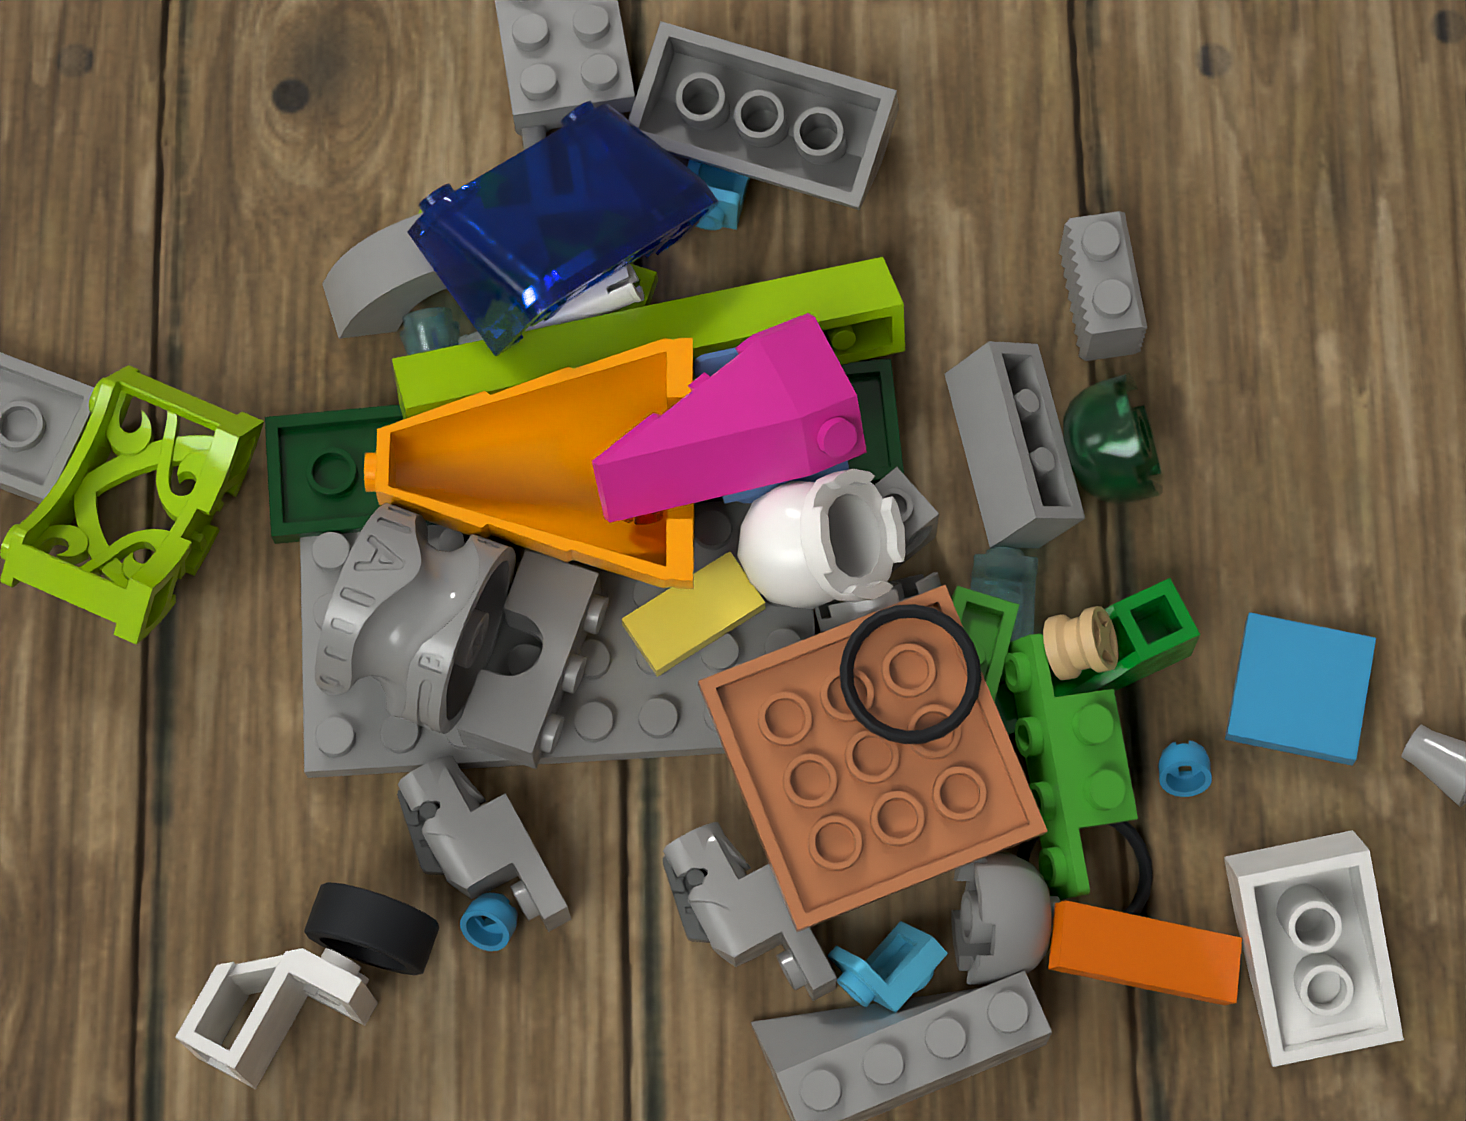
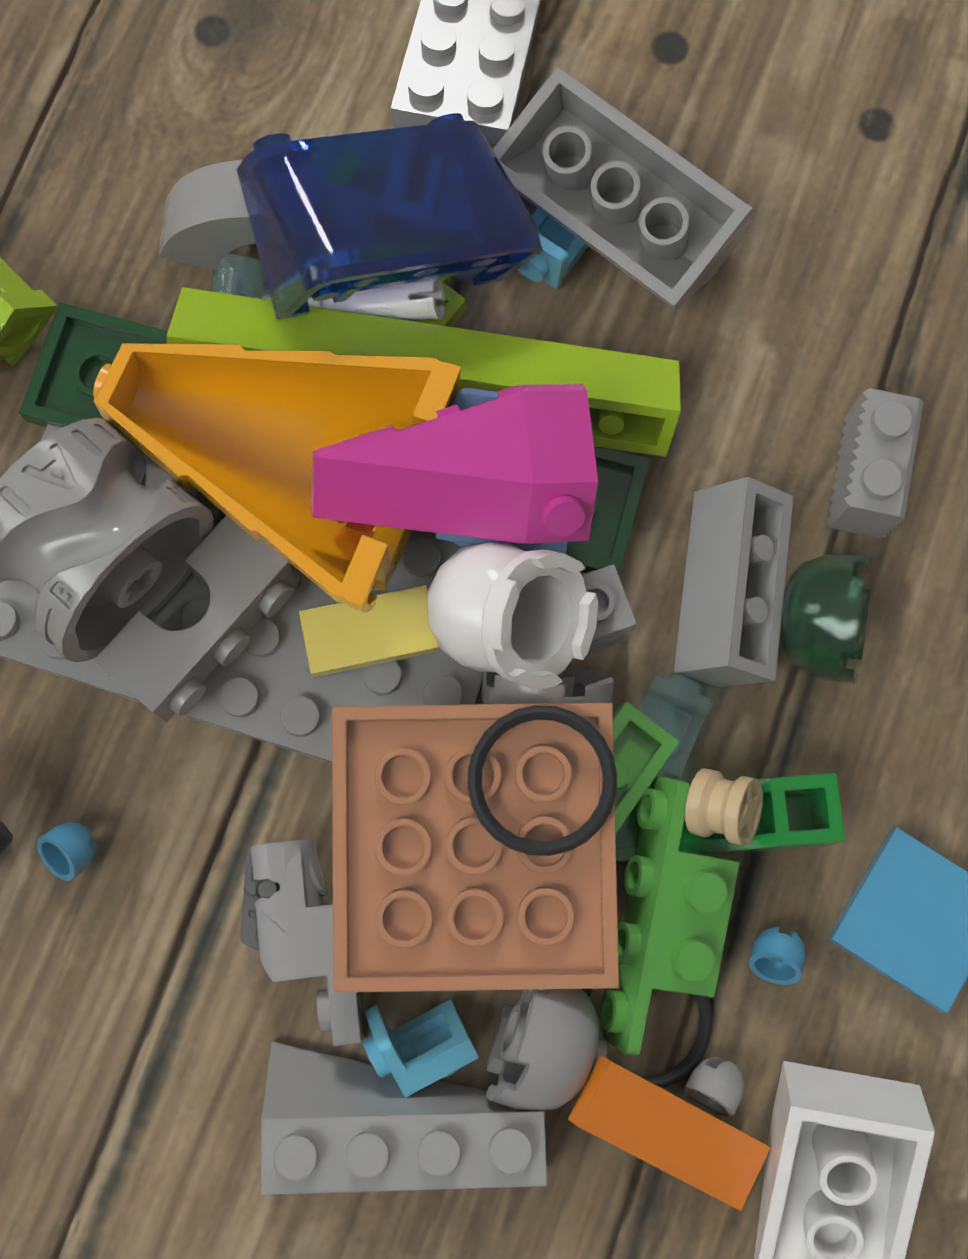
camera: 15 degrees right, 5 degrees up
(475, 843) = (85, 773): light grey plate -> none
(1173, 901) = (717, 1086): none -> light grey hinge

